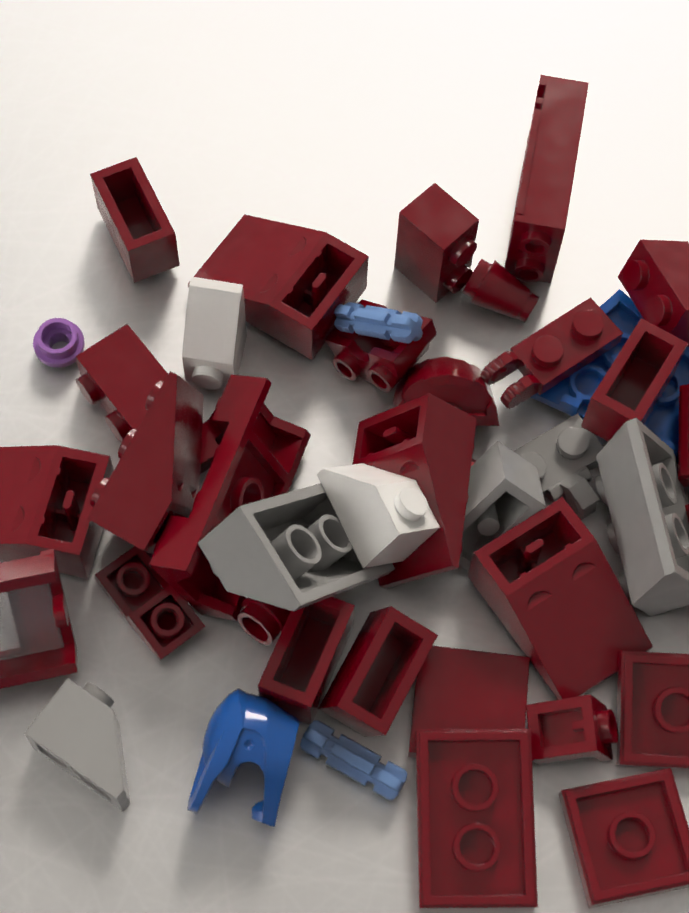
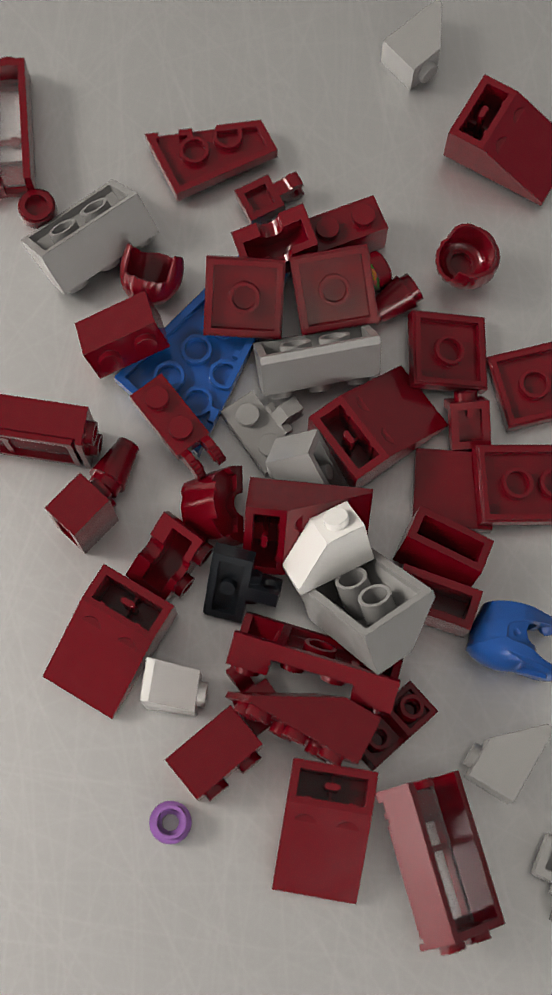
camera: 90 degrees left, 10 degrees up
(135, 219) = (57, 765): dark red brick -> none
(337, 410) = (236, 583): none -> black hinge
(353, 760) = (501, 566): medium blue axle -> none
(378, 322) = (164, 554): medium blue axle -> none
(634, 380) = (213, 363): dark red brick -> none

